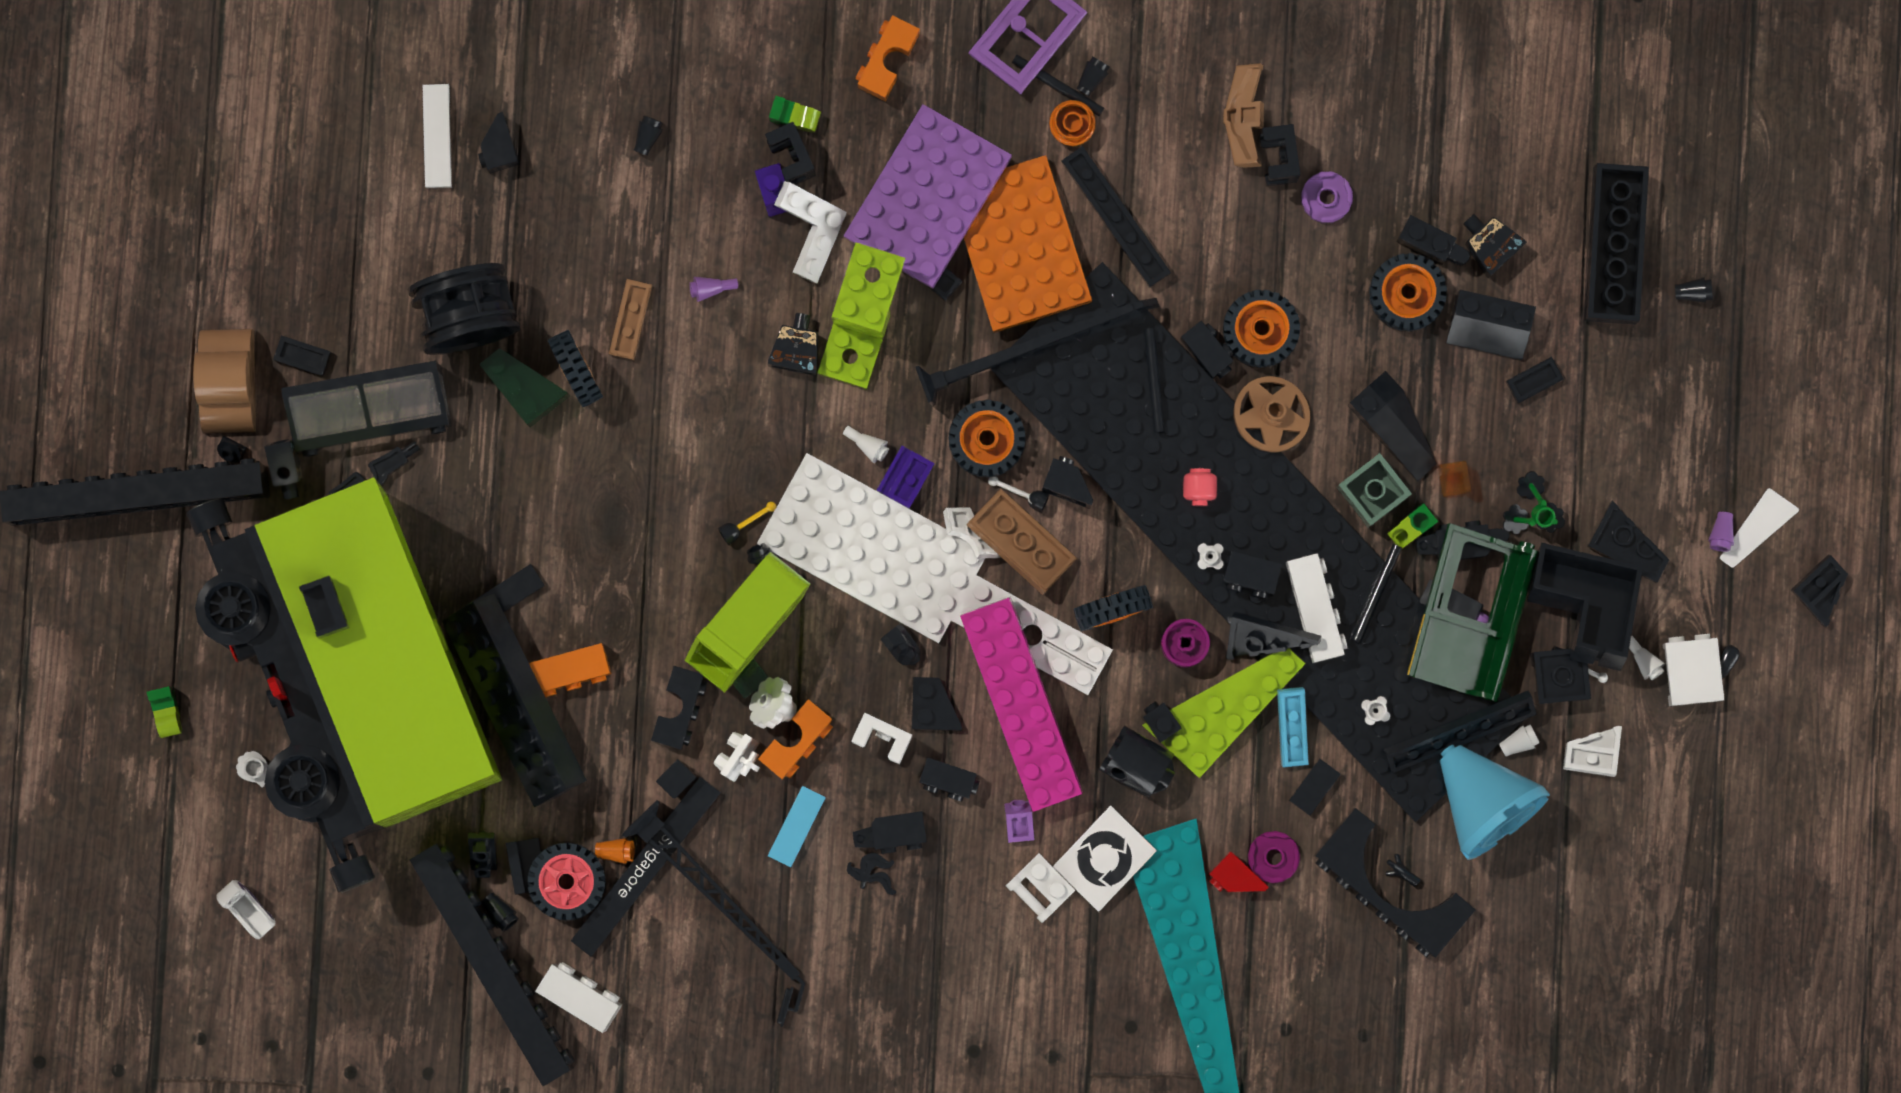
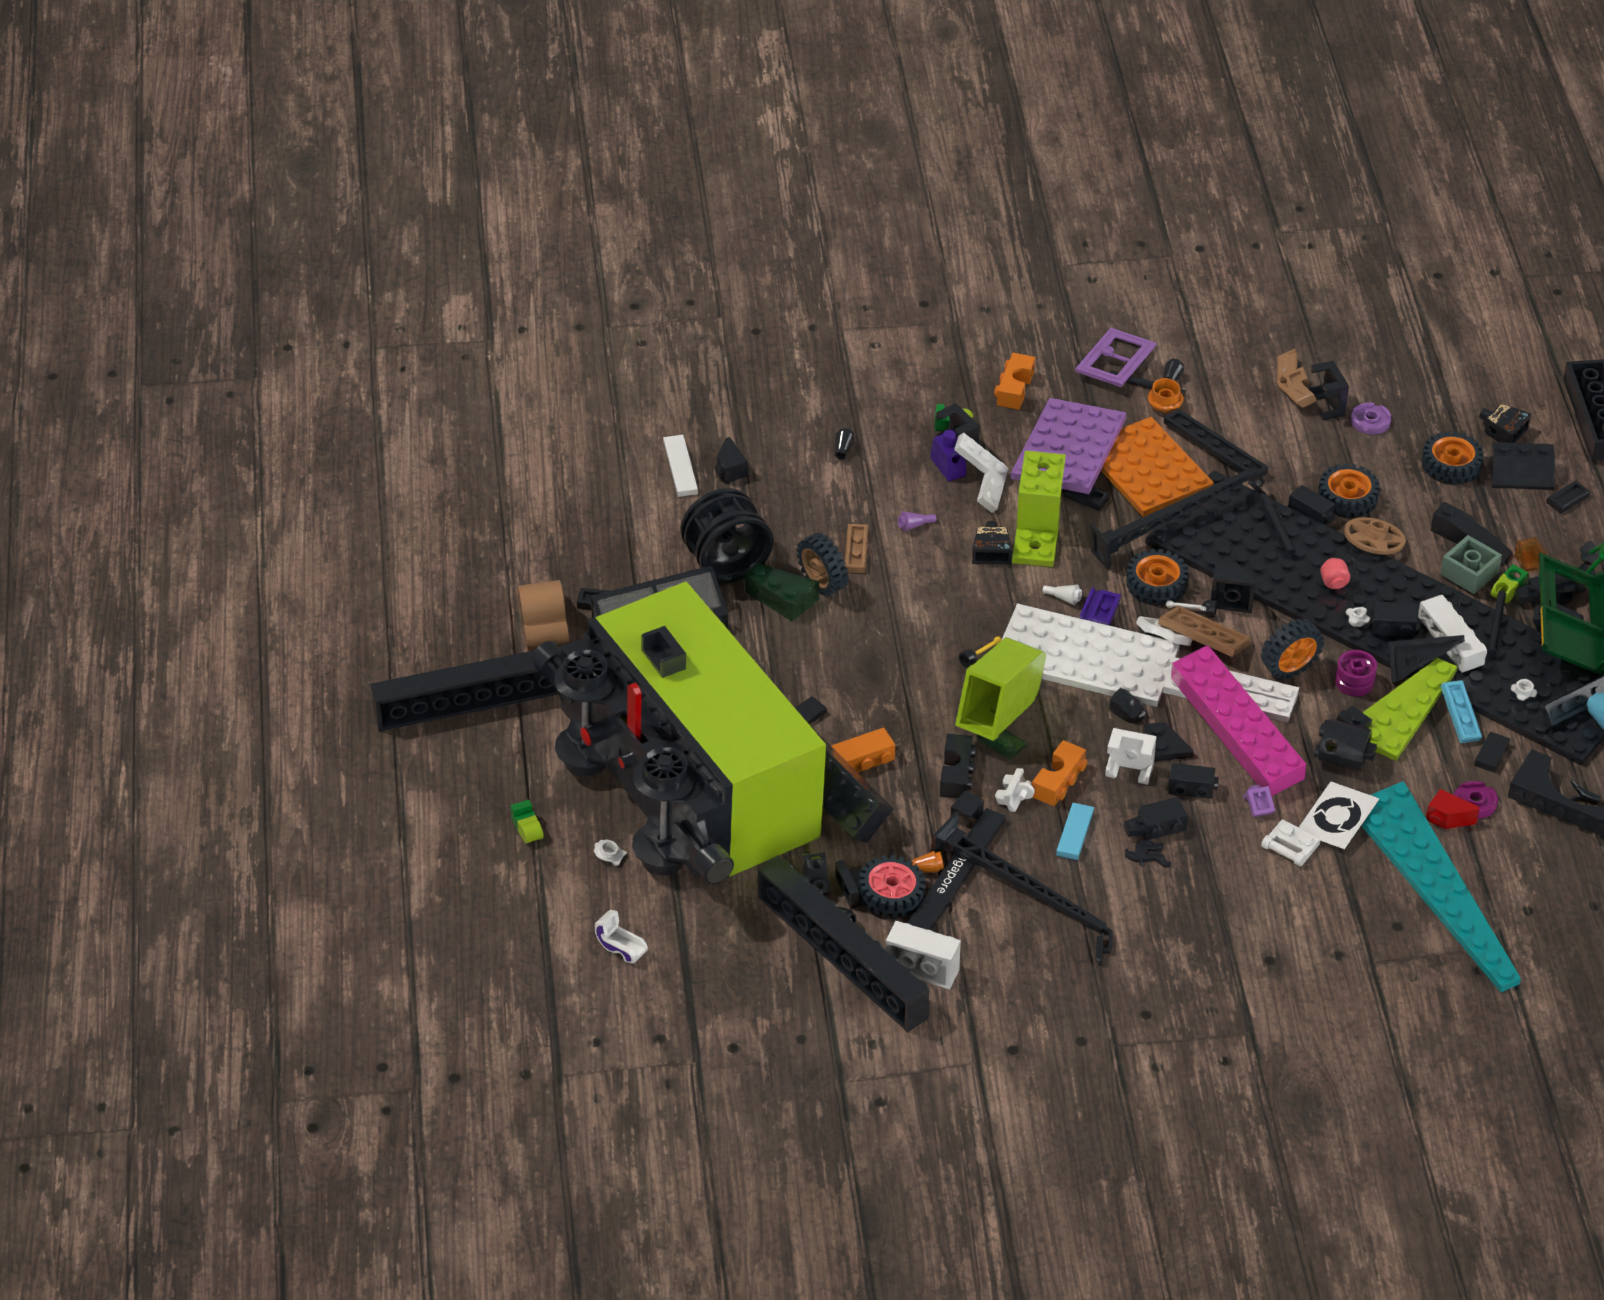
camera: 10 degrees left, 40 degrees down
(772, 703) = (1035, 749): white plant -> none
(1432, 242) = (1462, 423): black hinge -> none

